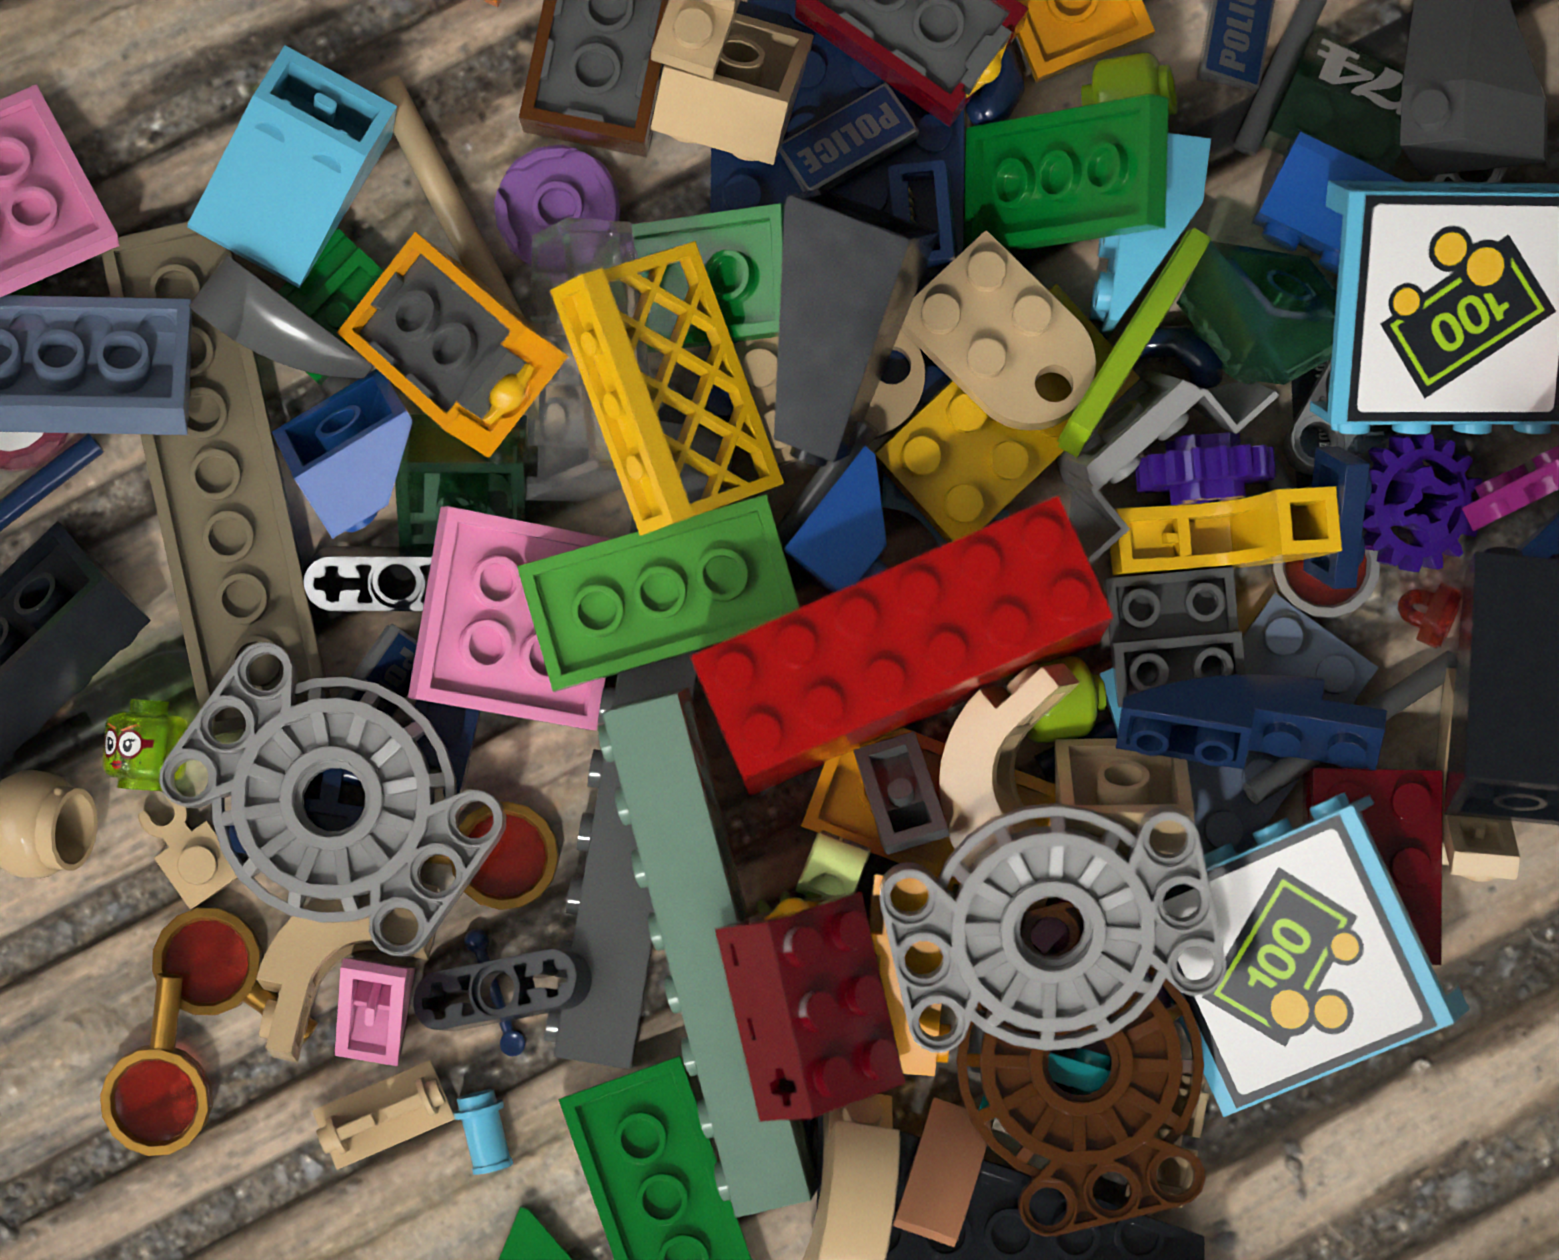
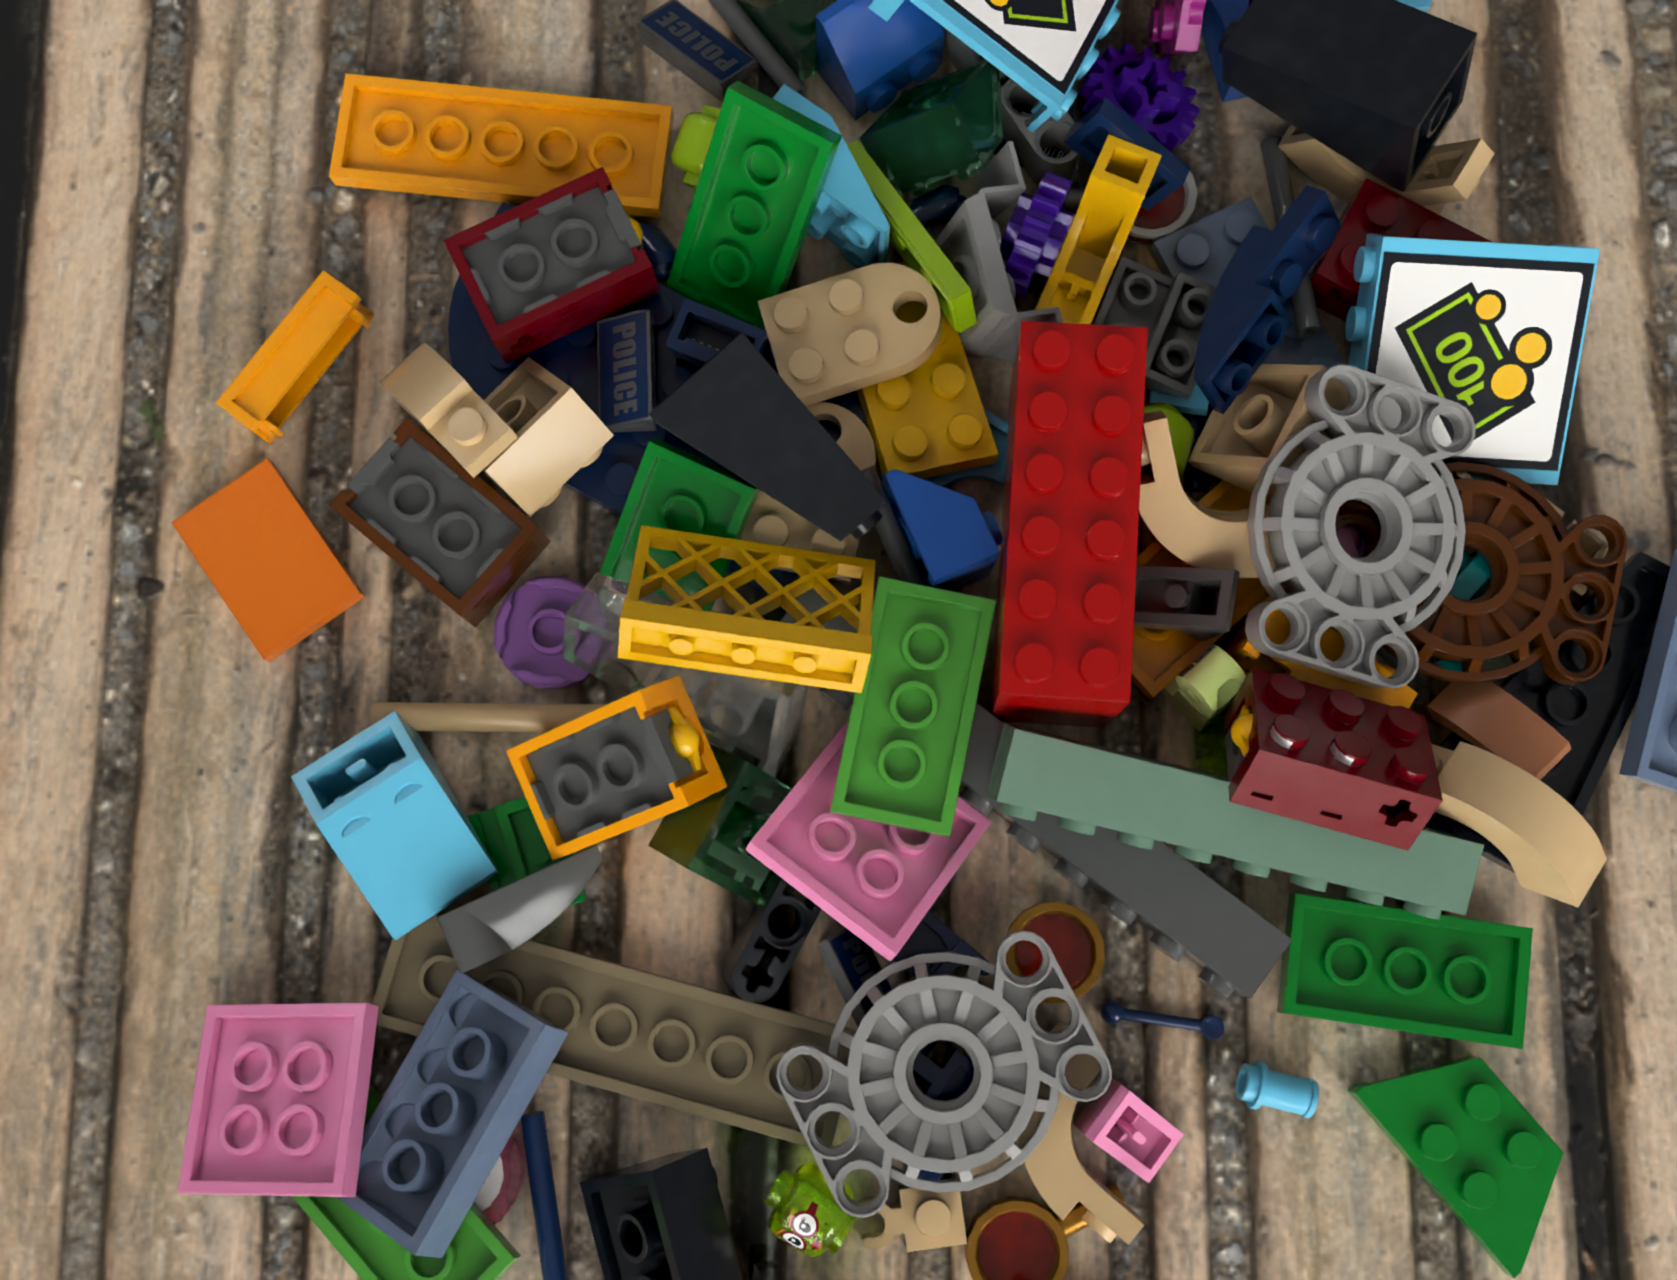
camera: 60 degrees left, 5 degrees down
(348, 452) = (657, 901): slope -> none
(382, 1115) = (1220, 1169): tan hinge -> none
(526, 999) = (1180, 1037): black beam -> none
(1440, 615) = (1234, 131): clear red tile -> none

